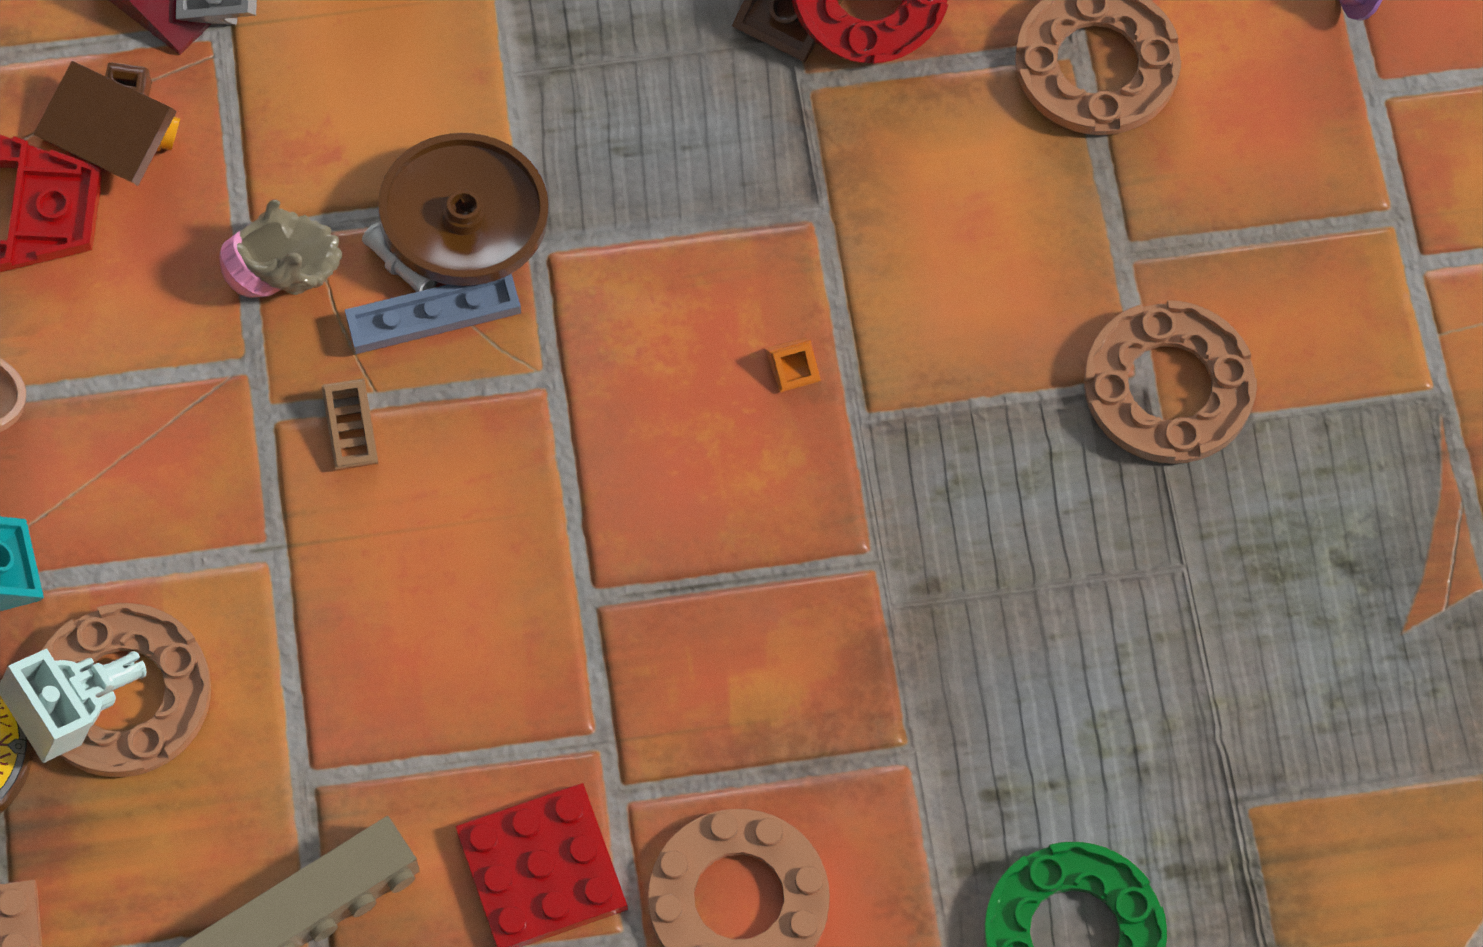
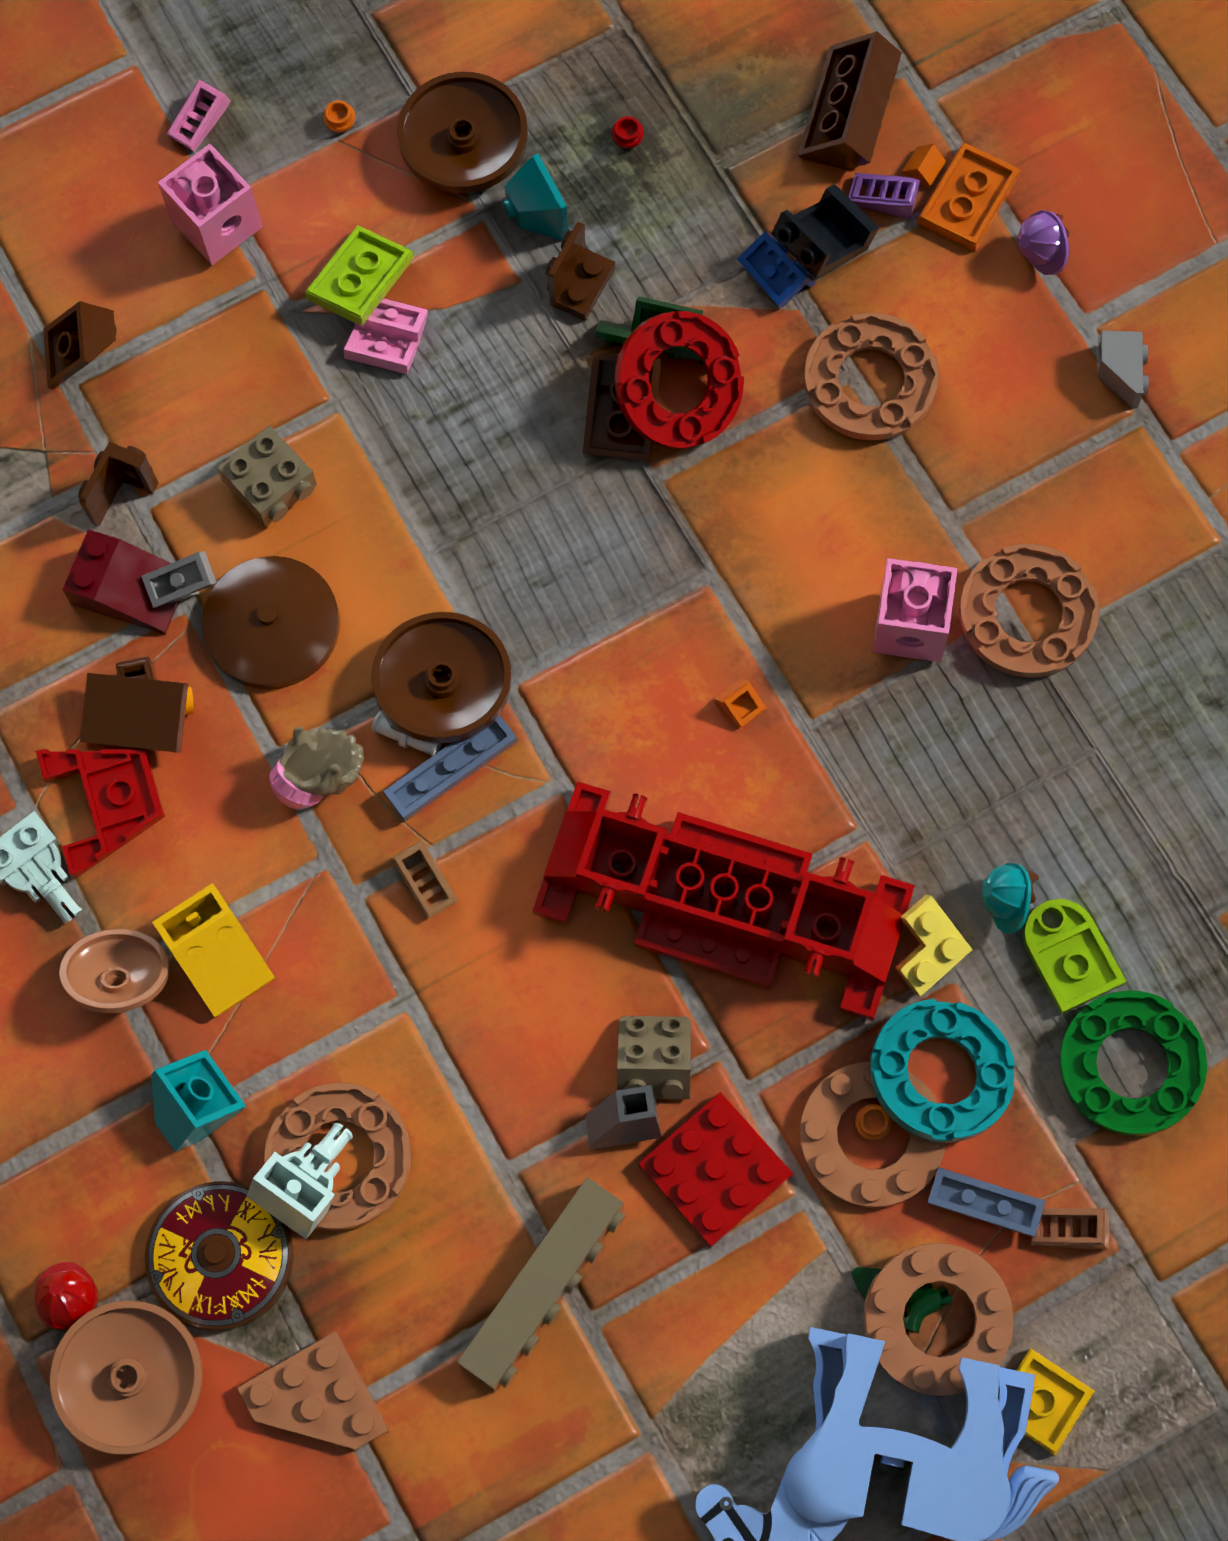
camera: 15 degrees left, 5 degrees up
(80, 411) = (213, 950): none -> yellow slope
(301, 83) = (270, 622): none -> reddish brown dish
(461, 769) = (624, 1118): none -> dark grey slope
(522, 717) = (655, 1054): none -> dark tan bracket
(682, 570) = (724, 897): none -> red piece
(744, 884) = (873, 1122): none -> orange plate
(885, 807) = (973, 1033): none -> teal plate
(906, 714) = (939, 946): none -> light yellow plate
(1006, 684) = (1008, 896): none -> teal piece
(1031, 327) = (914, 610): none -> bright pink brick
(1055, 787) = (1071, 957): none -> lime tile
(1394, 145) = (1121, 364): none -> light grey slope

